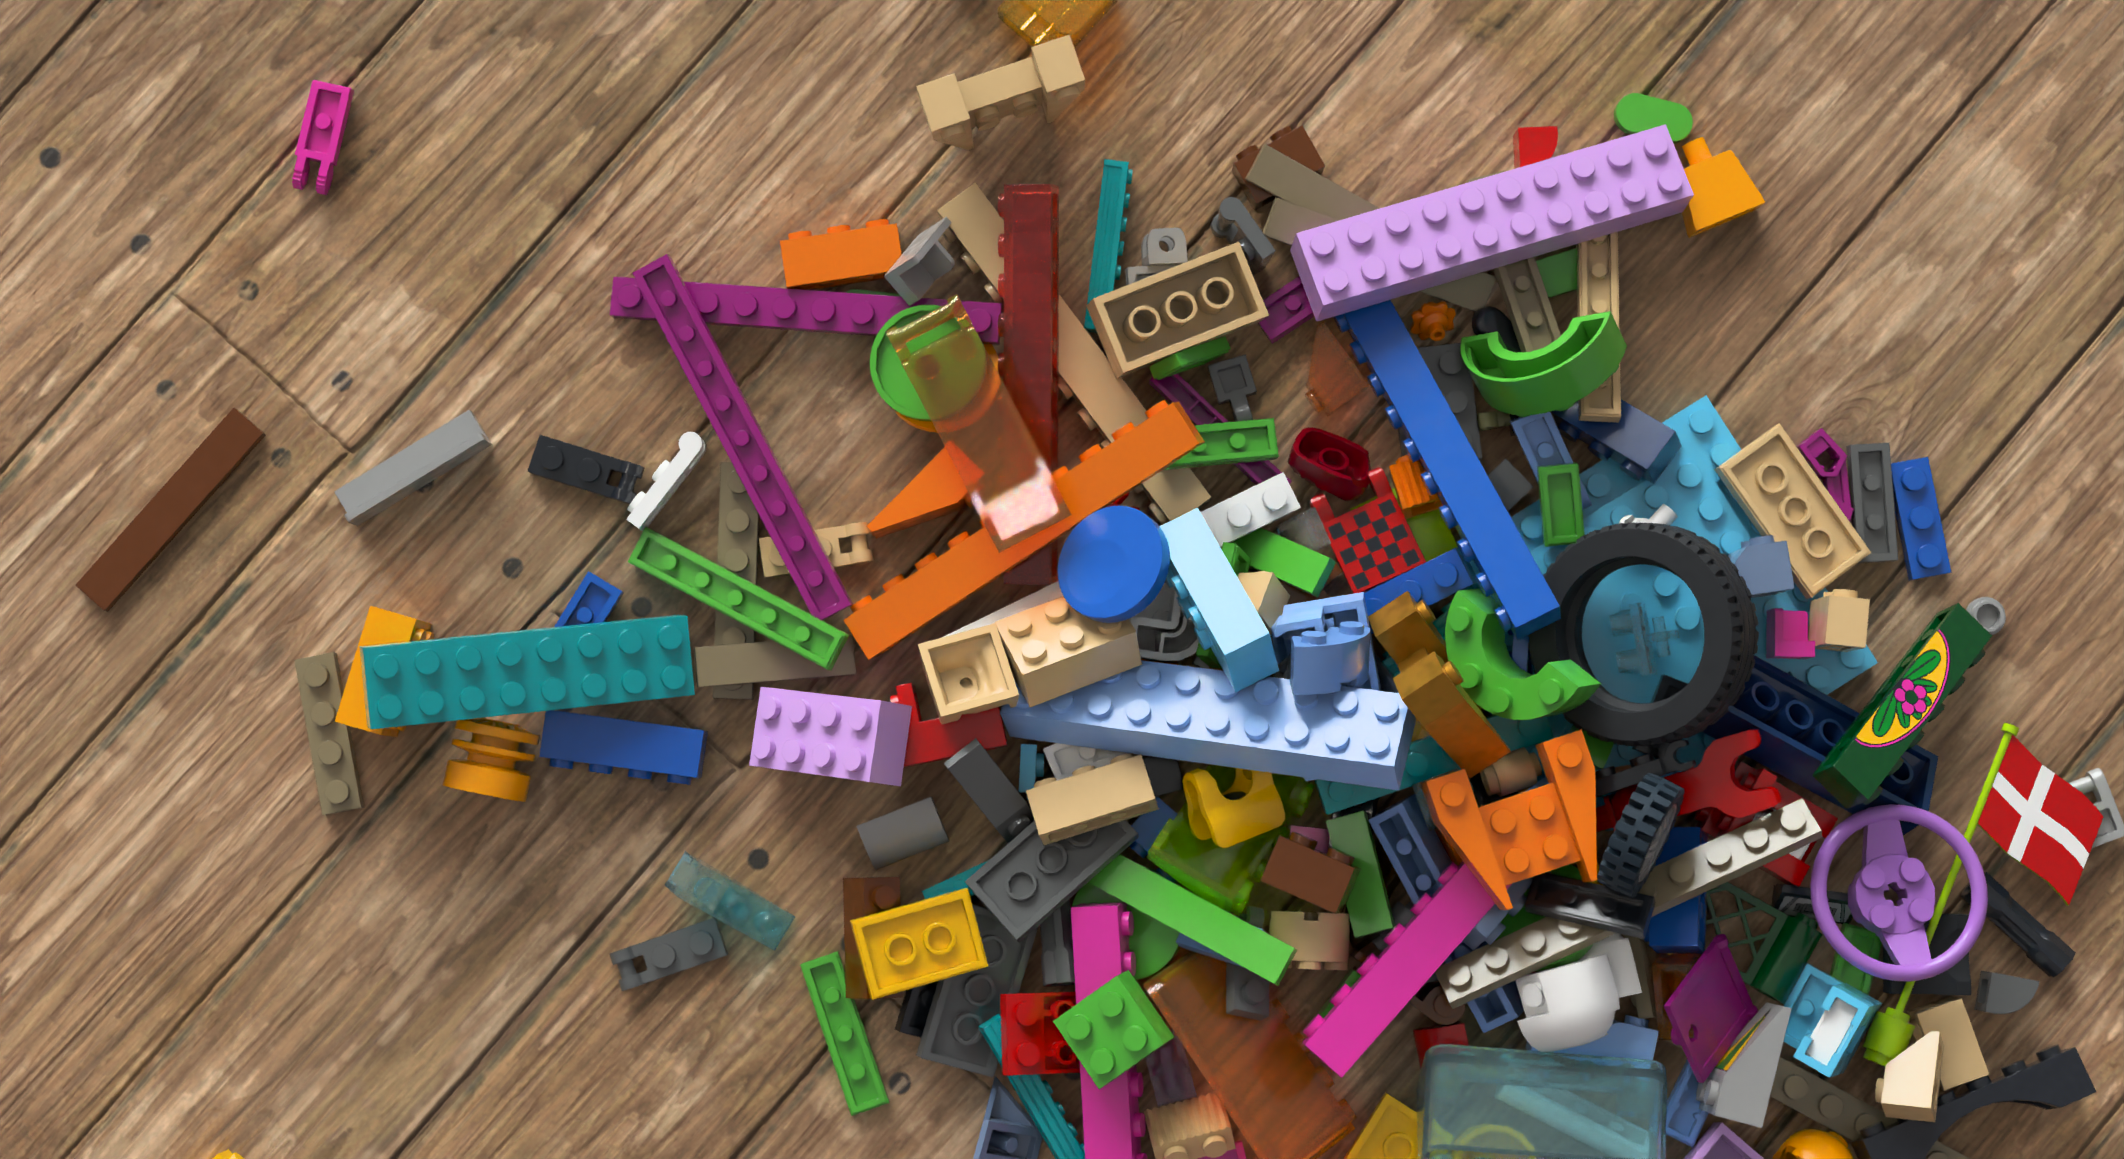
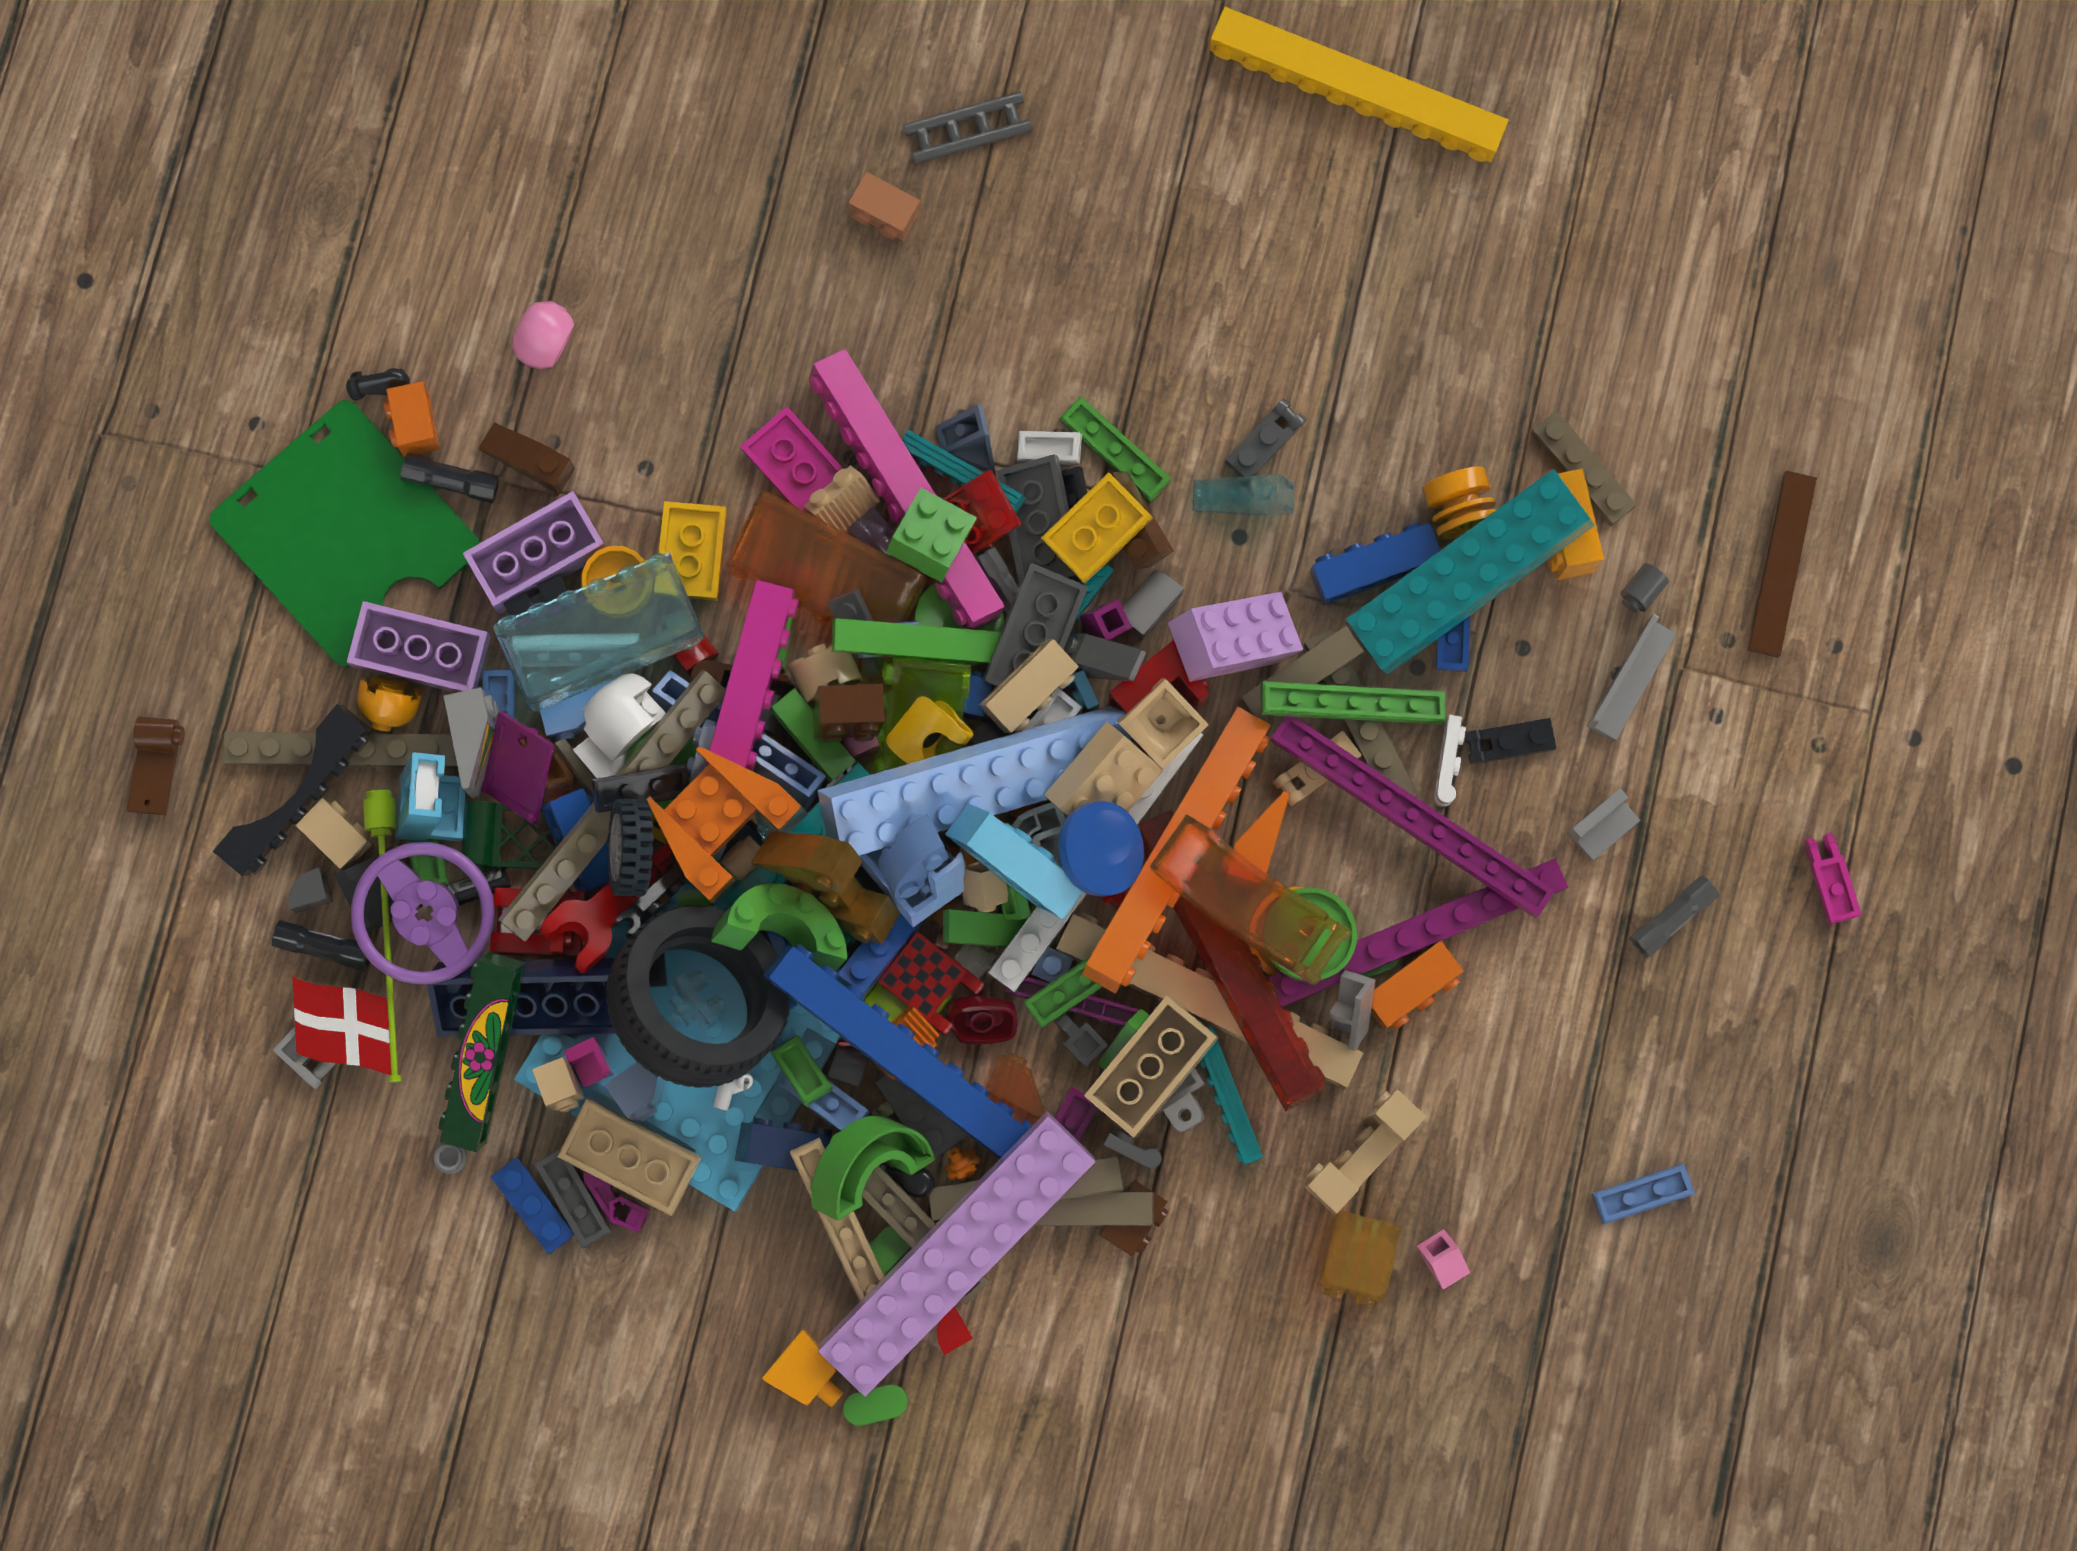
camera: 150 degrees right, 5 degrees down
(341, 560) = (1644, 588): none -> dark grey brick
(535, 324) = (1604, 825): none -> light grey panel
(543, 178) = (1673, 917): none -> dark grey axle
(922, 1077) = (1040, 444): none -> white tile
(964, 834) = (1106, 620): none -> magenta brick
(1223, 482) = (1051, 965): none -> light blue plate
(1913, 1081) = (349, 789): slope -> none

